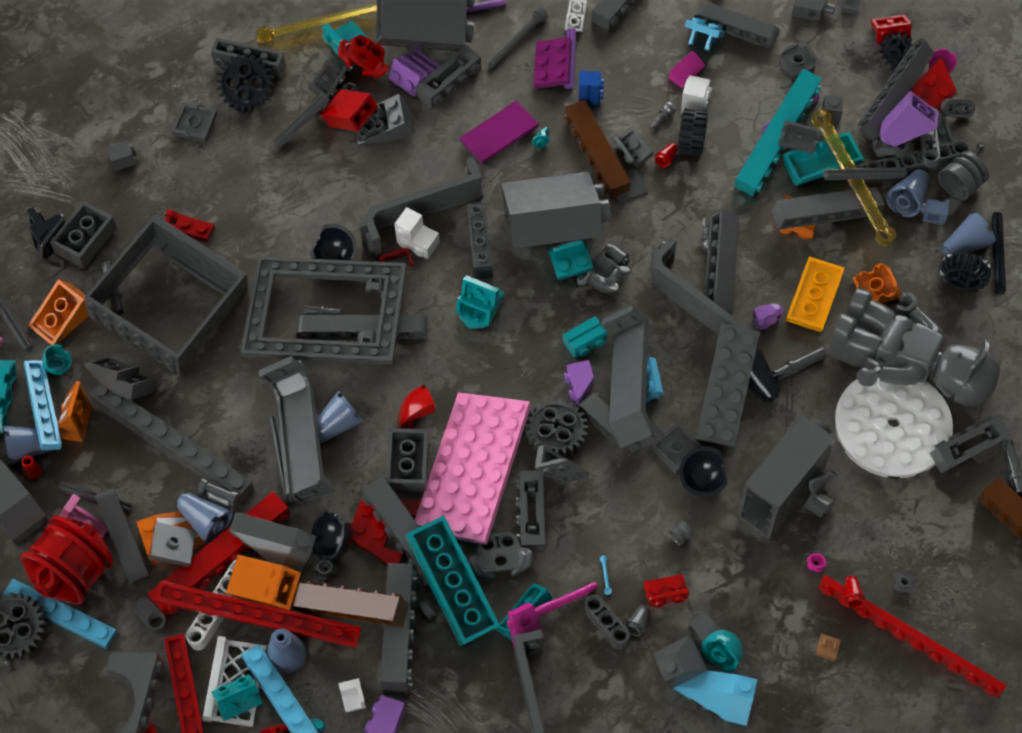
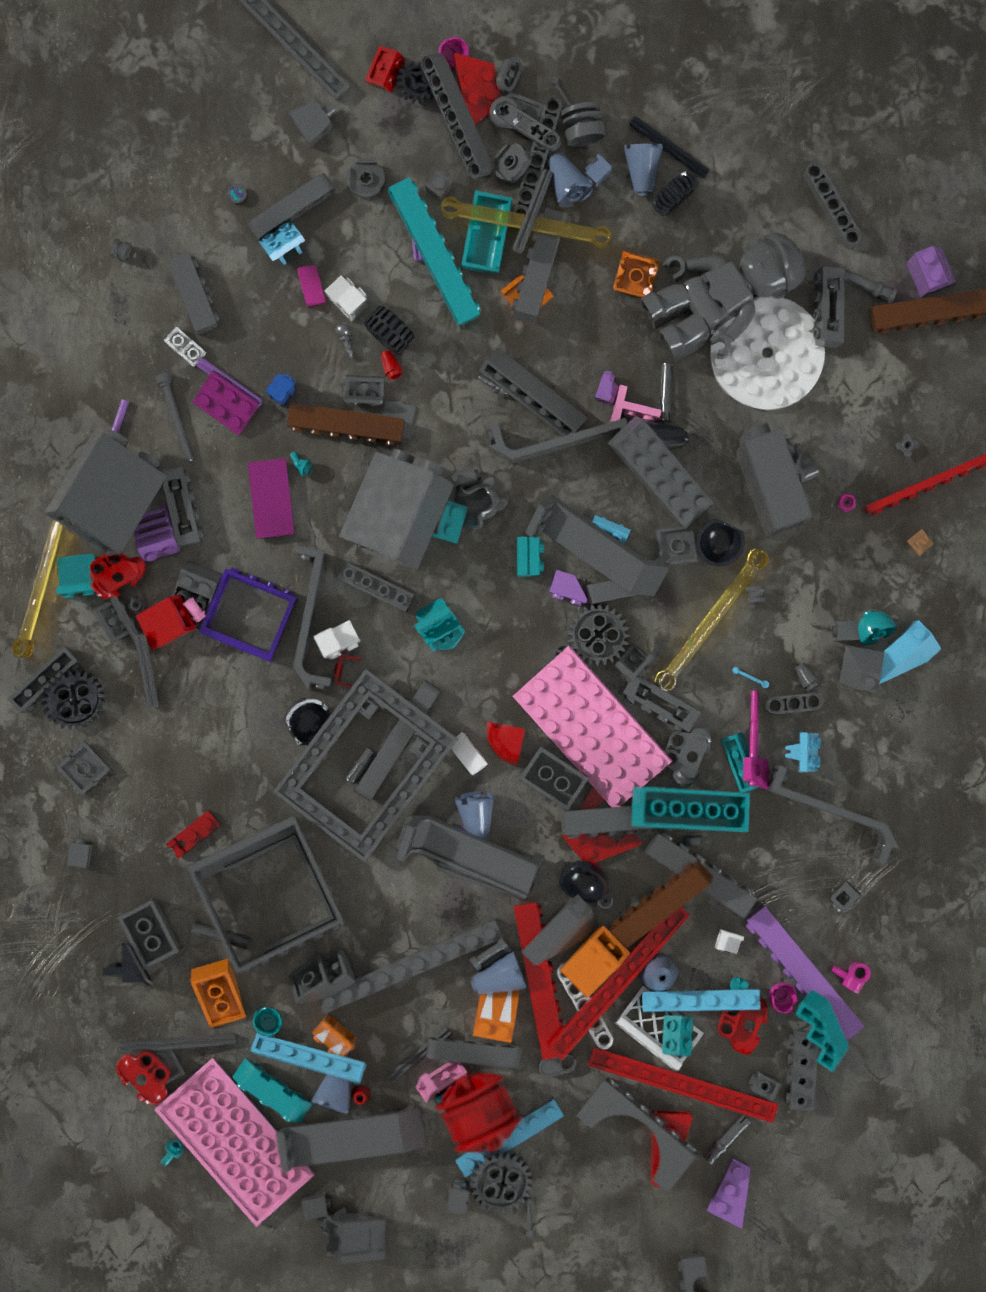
camera: 60 degrees left, 25 degrees up
(172, 544) = (514, 1017): plate -> none
(372, 121) = (194, 609): none -> bright pink pin
(384, 385) = (468, 754): none -> white slope
(391, 139) = (253, 581): none -> dark purple window
(570, 655) = (806, 752): none -> medium azure plate
(633, 510) = (712, 619): none -> clear yellow piece
(666, 590) = (795, 638): red bracket -> none
(765, 343) = (631, 409): none -> bright pink bracket
(799, 137) = (458, 242): dark grey hinge -> none
(815, 294) = (610, 332): light orange plate -> none
(853, 593) = (897, 495): red cone -> none
(908, 120) = (507, 136): medium lavender slope -> none

